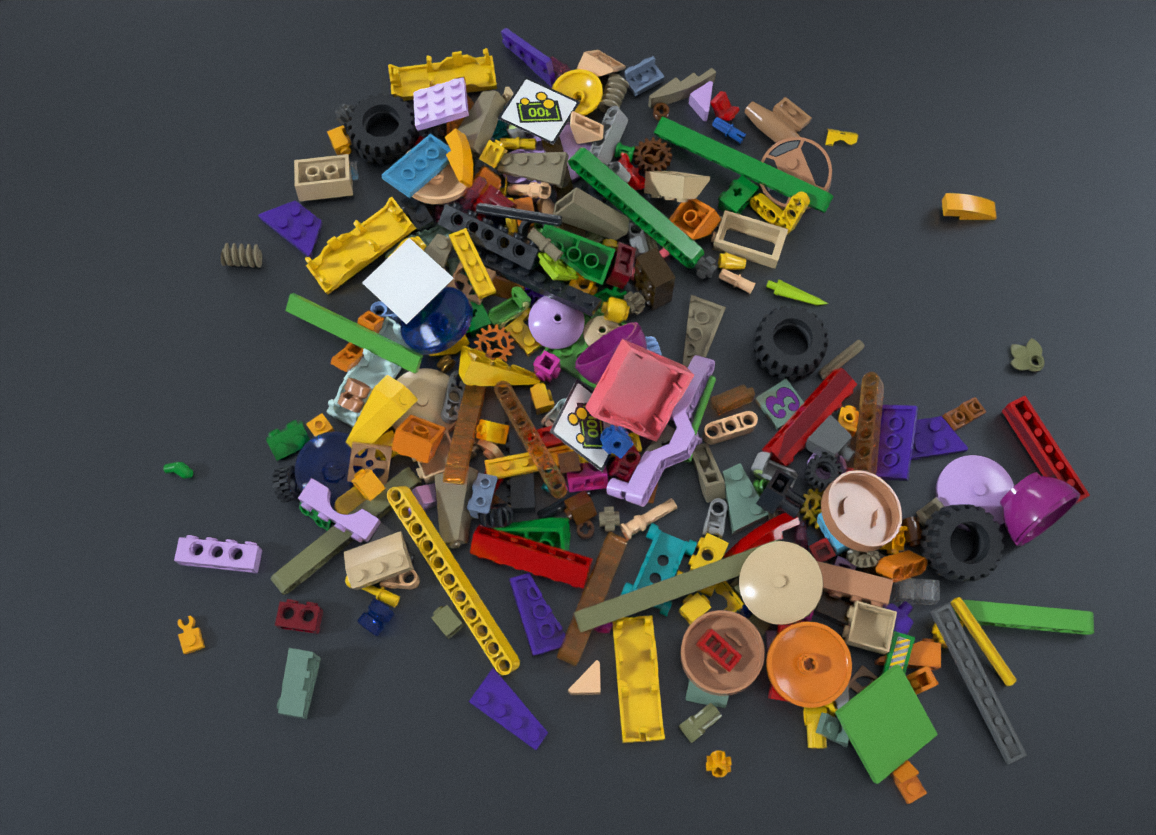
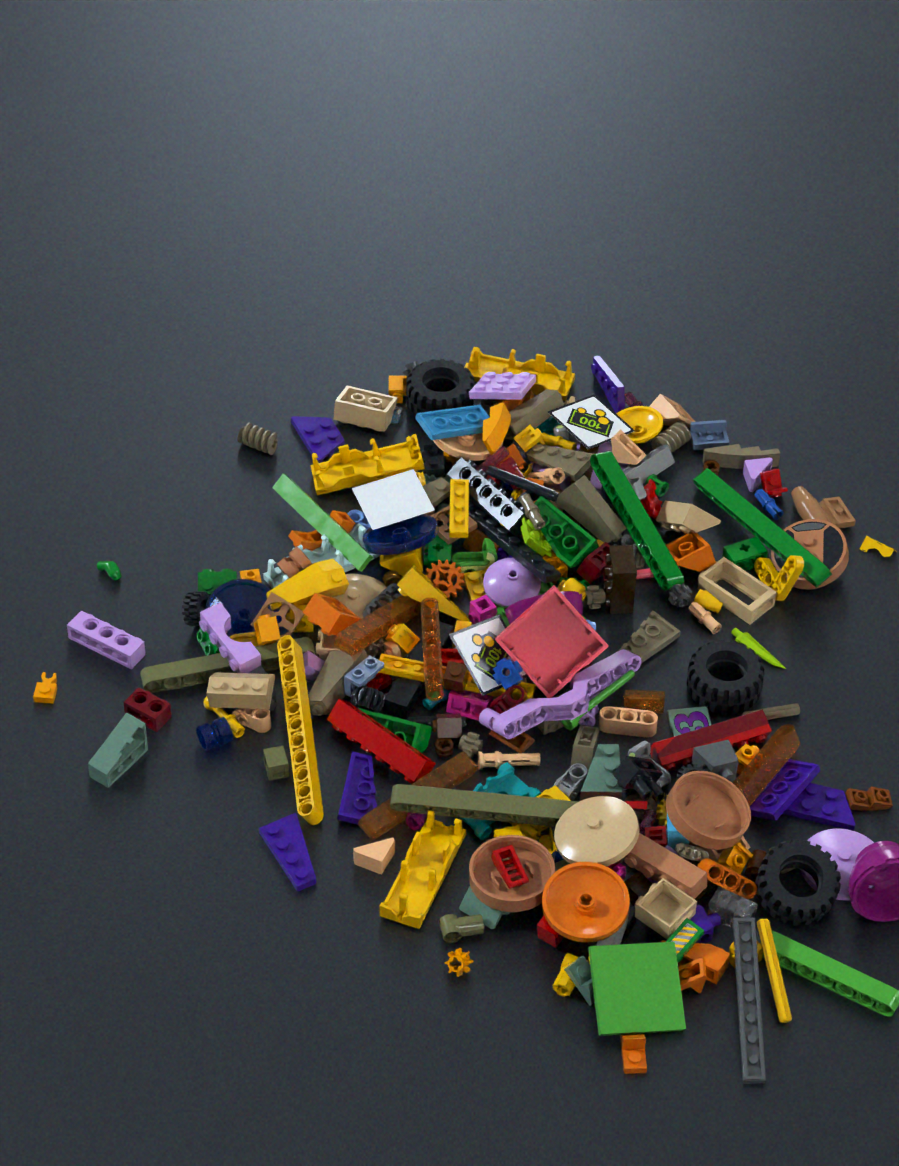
camera: 25 degrees right, 25 degrees down
(652, 156) = (681, 493): reddish brown gear -> none

